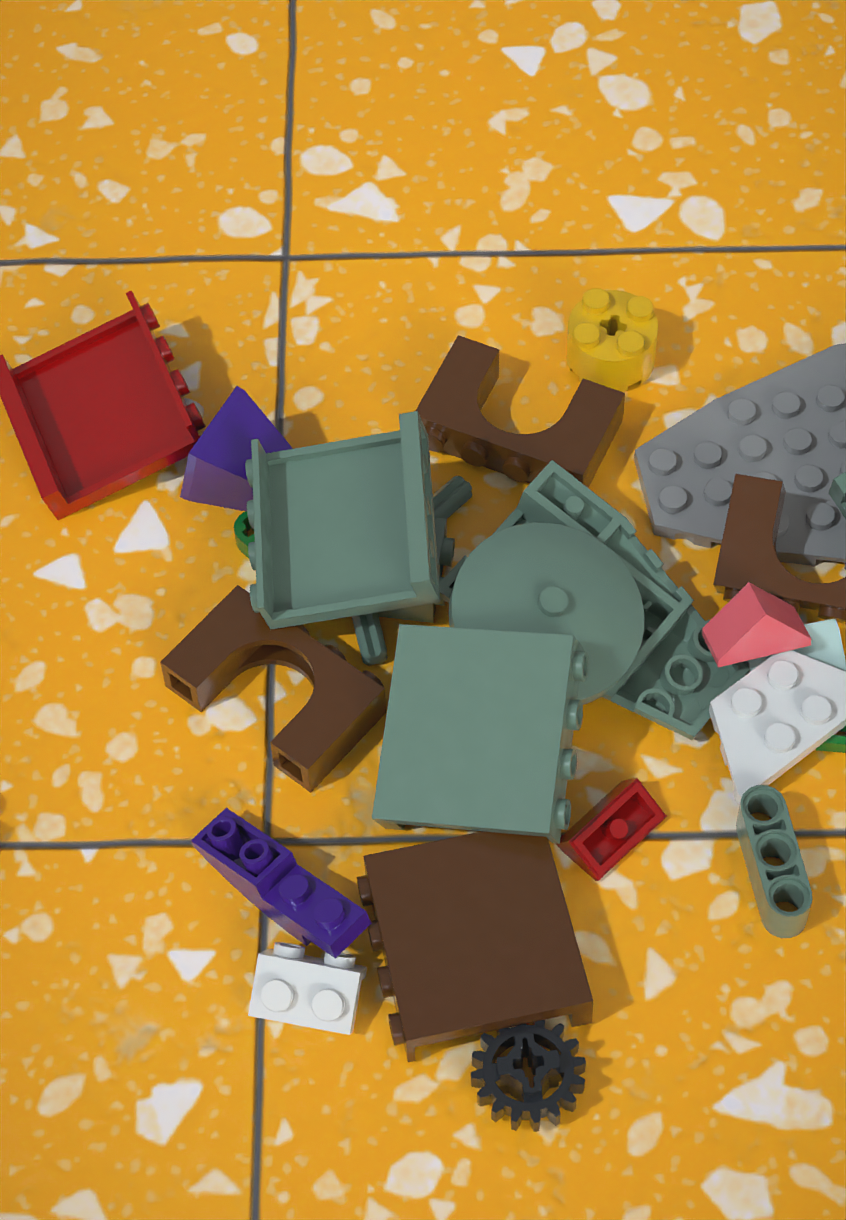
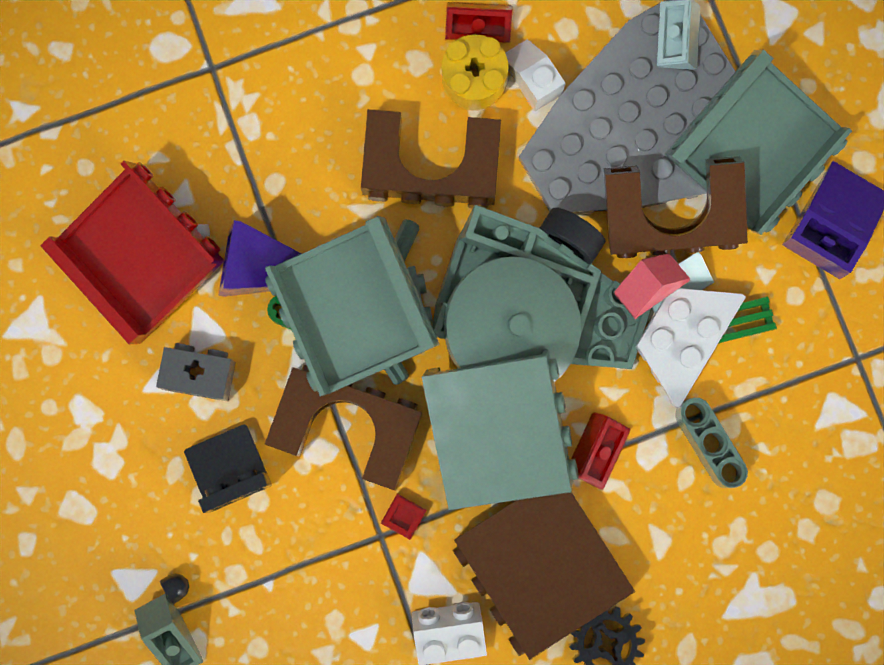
camera: 20 degrees left, 25 degrees up
(98, 690) = (227, 468): none -> black bracket
(110, 565) = (176, 377): none -> dark grey brick
(278, 885) = (405, 572): dark purple slope -> none
(308, 824) = (403, 516): none -> red tile
(667, 299) = (478, 19): none -> red slope
(675, 541) = (573, 233): none -> black tyre
(690, 371) = (534, 74): none -> white slope

